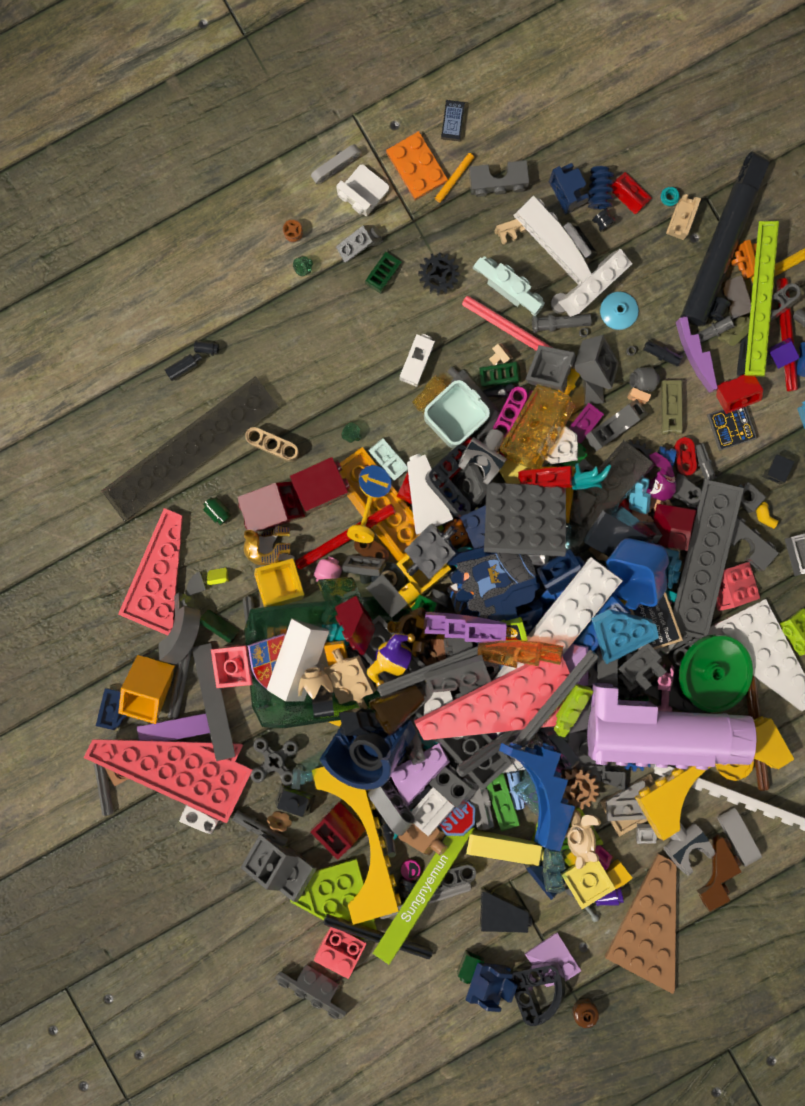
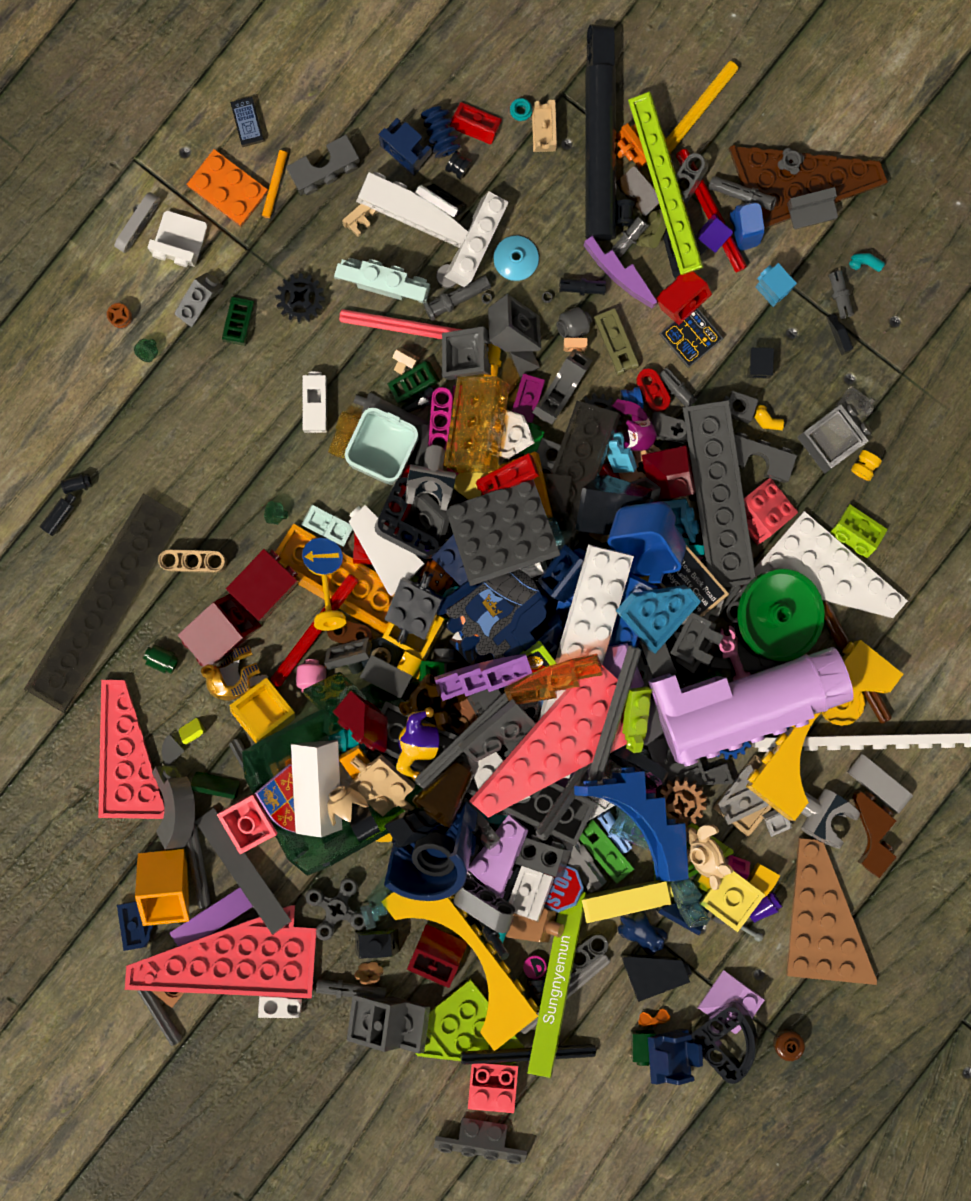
camera: 25 degrees left, 0 degrees up
(481, 947) = (646, 1020): none -> orange piece
(504, 874) = (639, 929): none -> dark blue animal
(588, 479) = (555, 459): teal piece -> none

